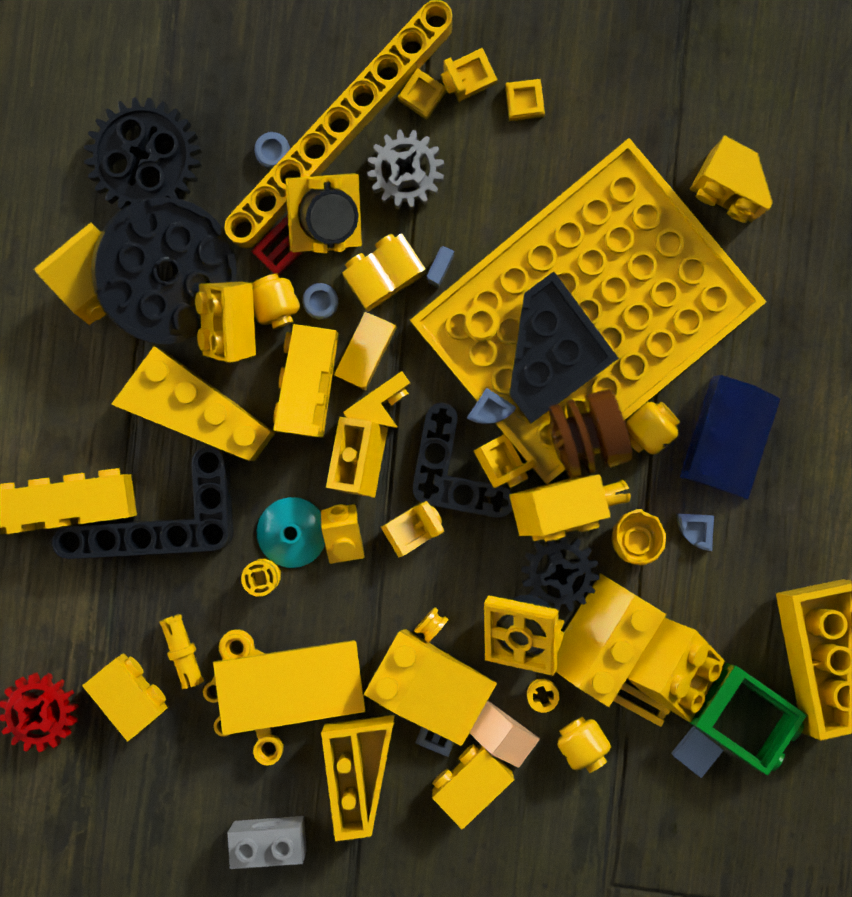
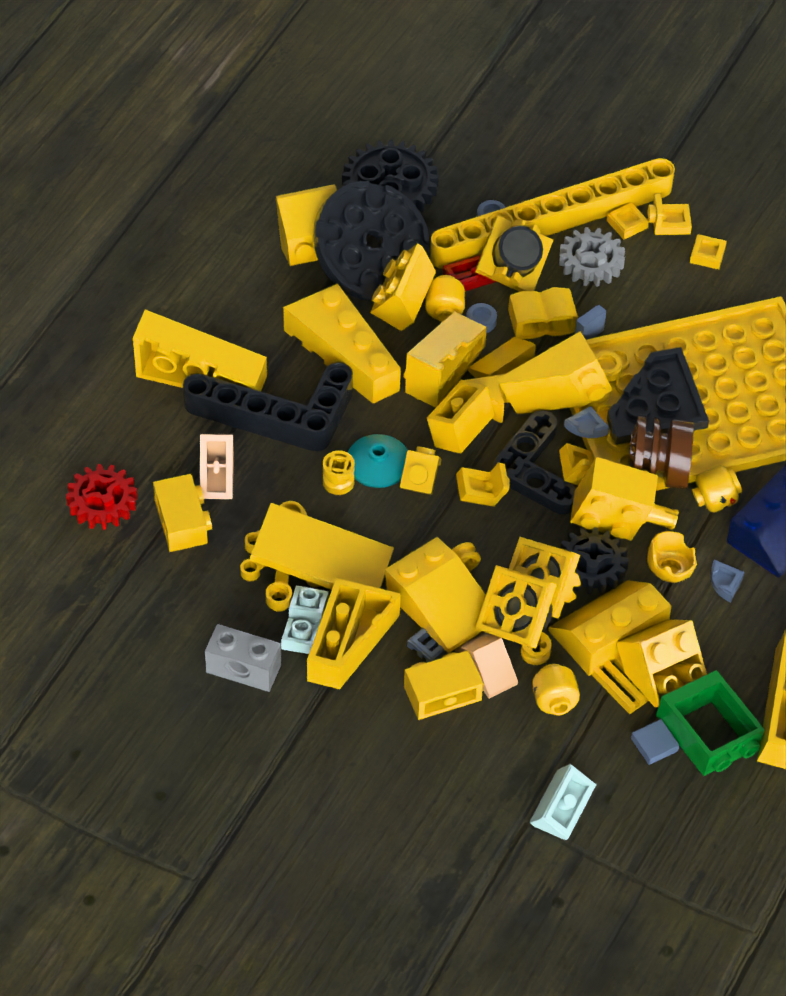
camera: 25 degrees right, 35 degrees down
(137, 628) = (216, 466): none -> light nougat slope
(181, 651) = (243, 501): yellow pin -> none
(305, 761) = (304, 619): none -> light aqua slope
(461, 368) = (557, 378): none -> yellow slope
(517, 690) = (517, 607): none -> yellow piece
(634, 855) = (563, 802): none -> light aqua slope

